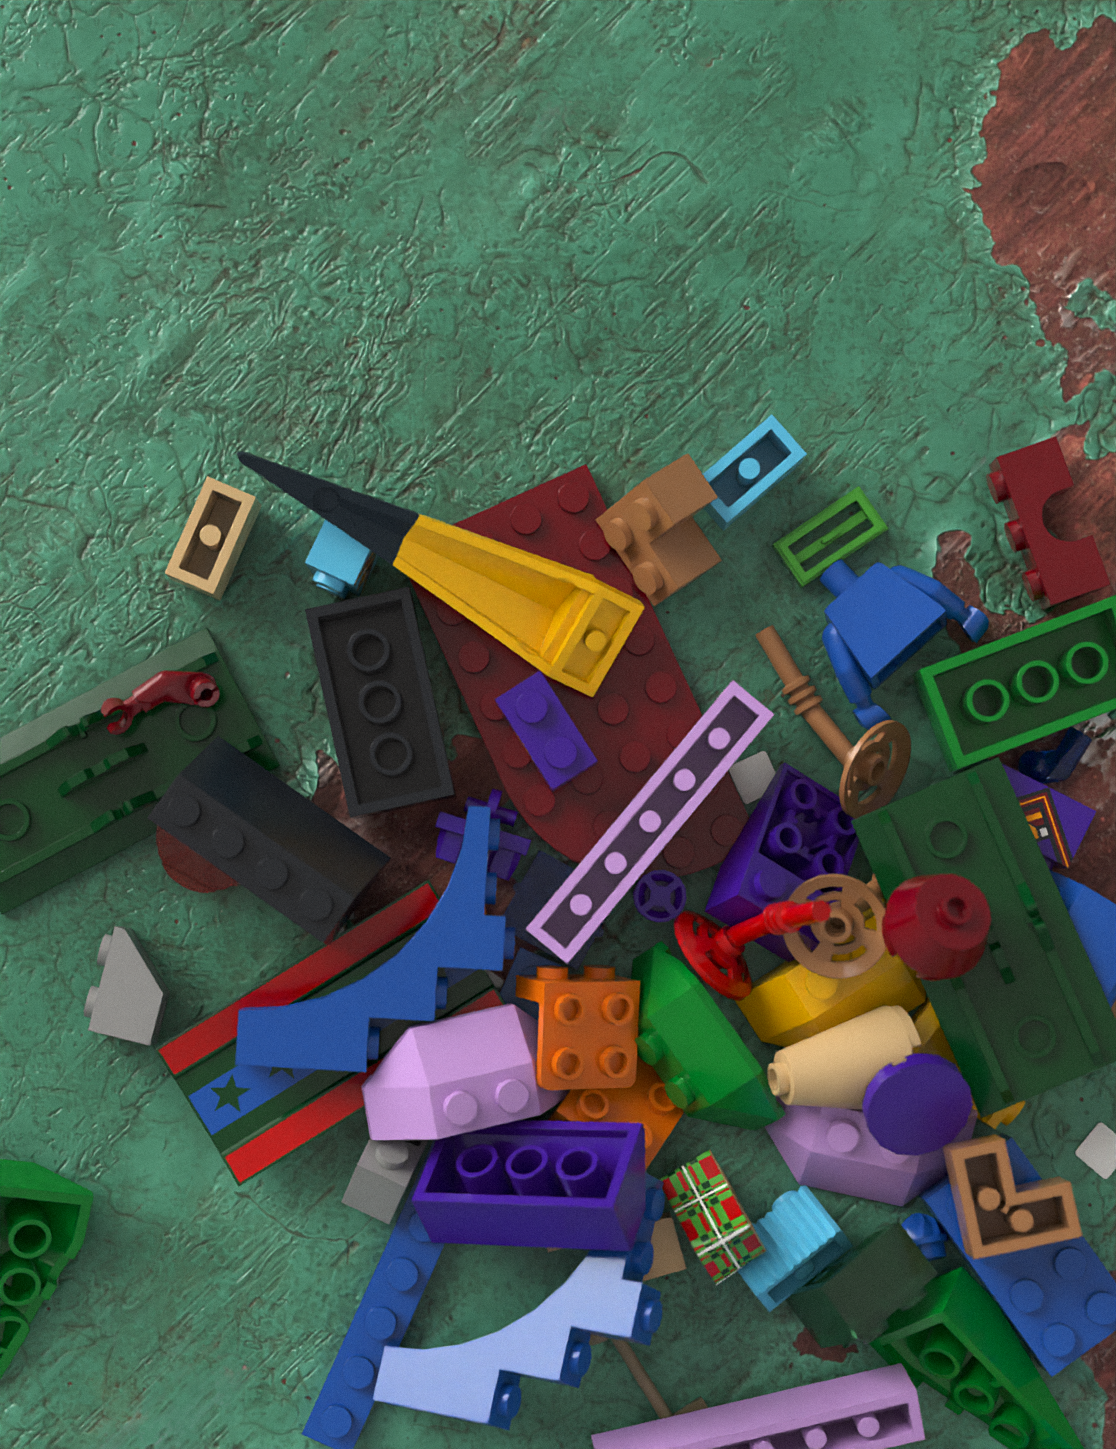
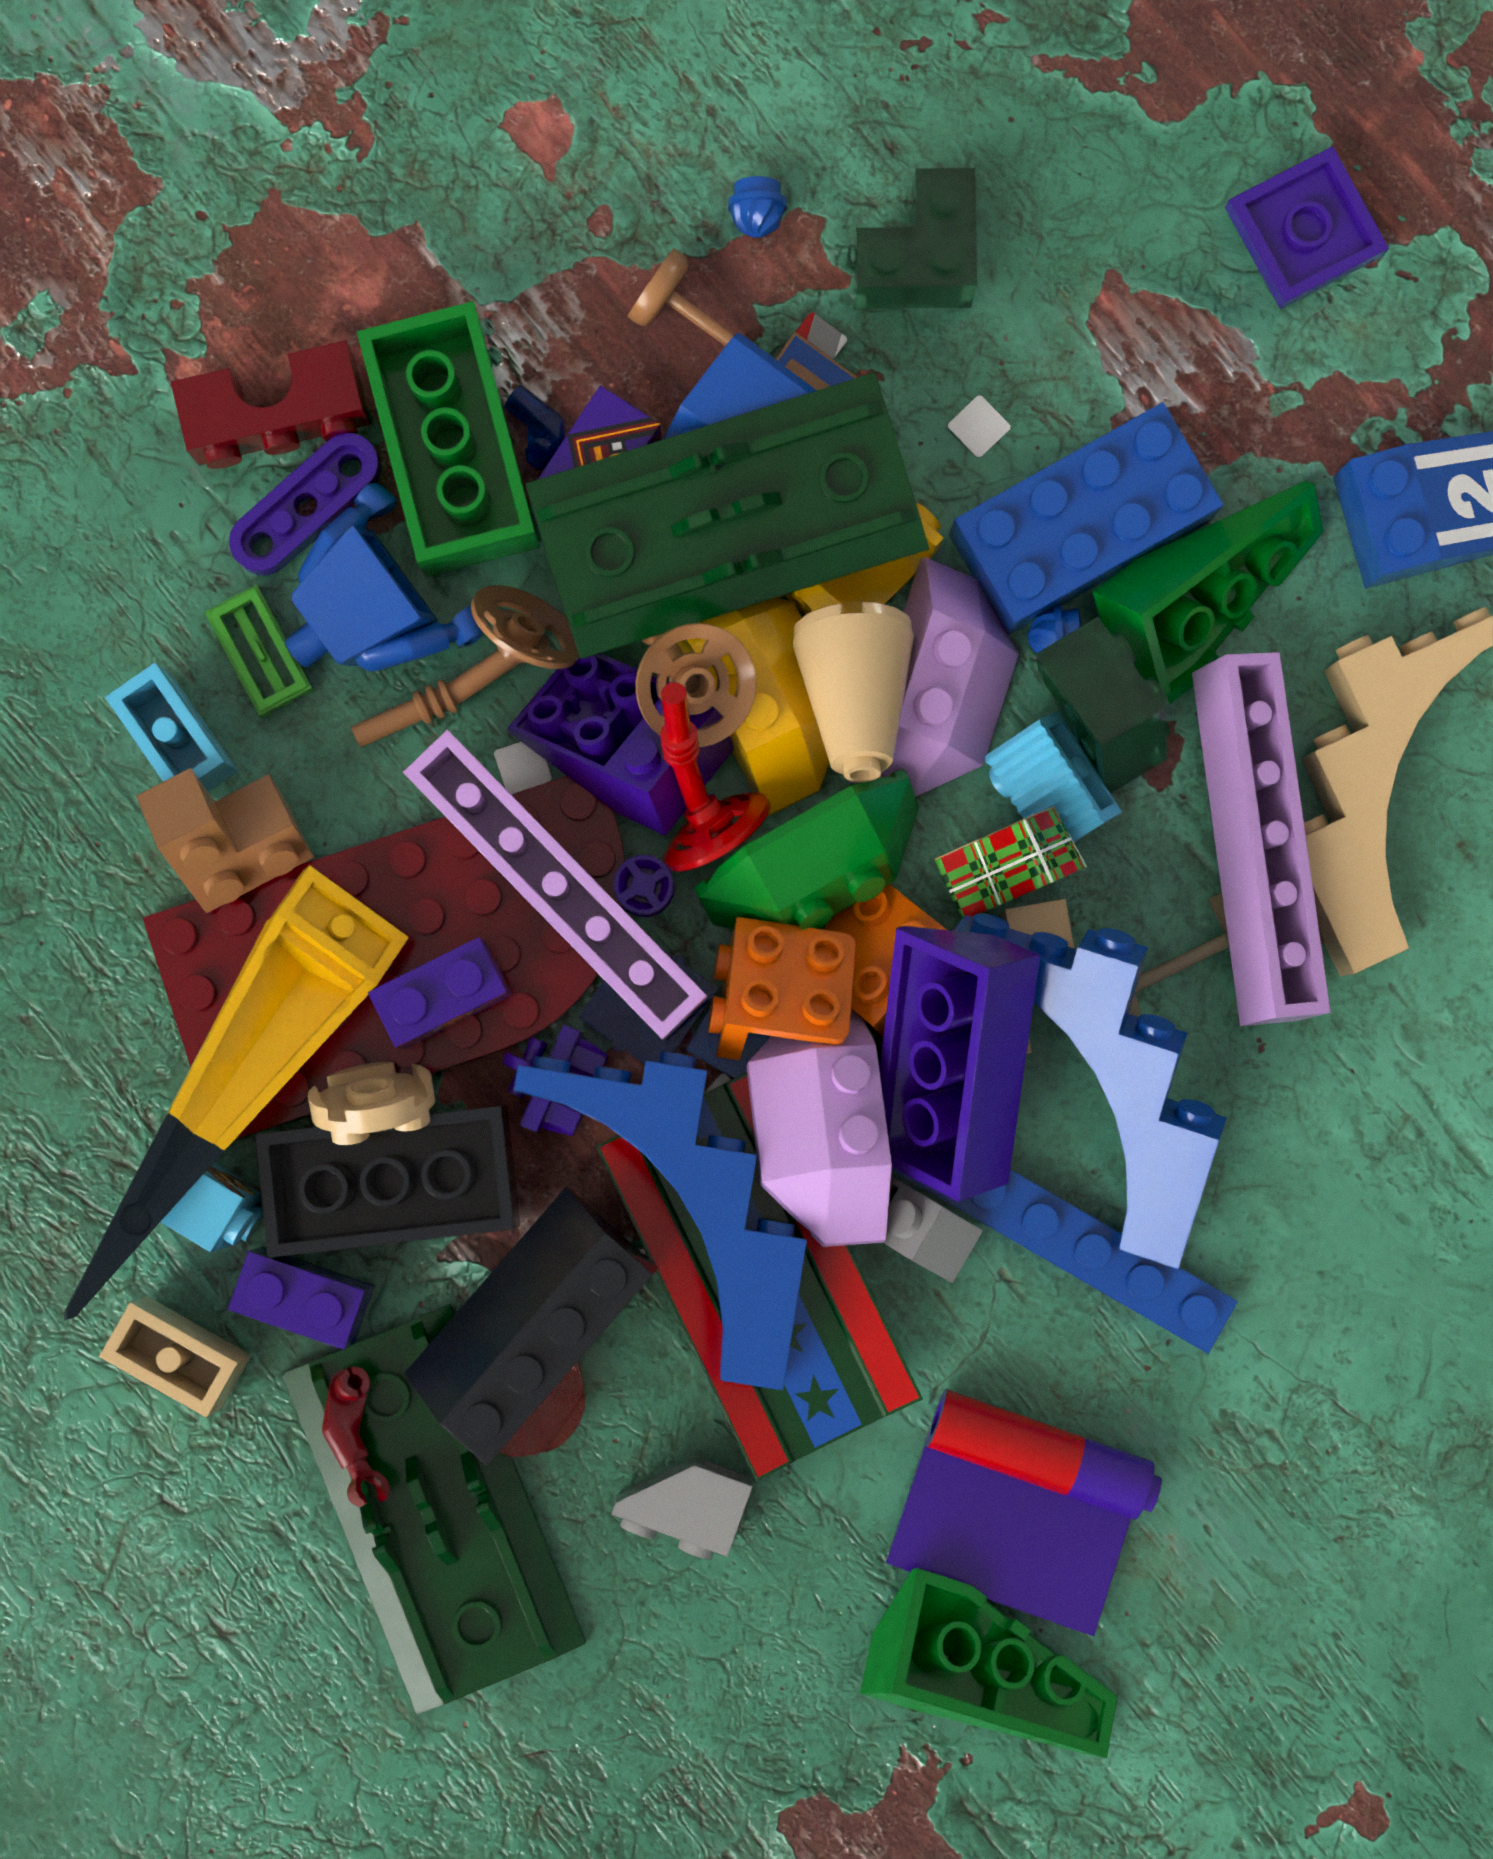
camera: 85 degrees left, 0 degrees up
(150, 1282) = (1021, 1510): none -> dark purple door
(273, 639) = (301, 1298): none -> dark purple brick
(447, 683) = (372, 1100): none -> tan plate
(917, 1104) = (907, 615): dark purple tile -> none
(937, 925) = (705, 566): dark red cone -> none
(987, 570) = (277, 512): none -> dark purple plate
(996, 1213) = (1038, 538): medium nougat brick -> none

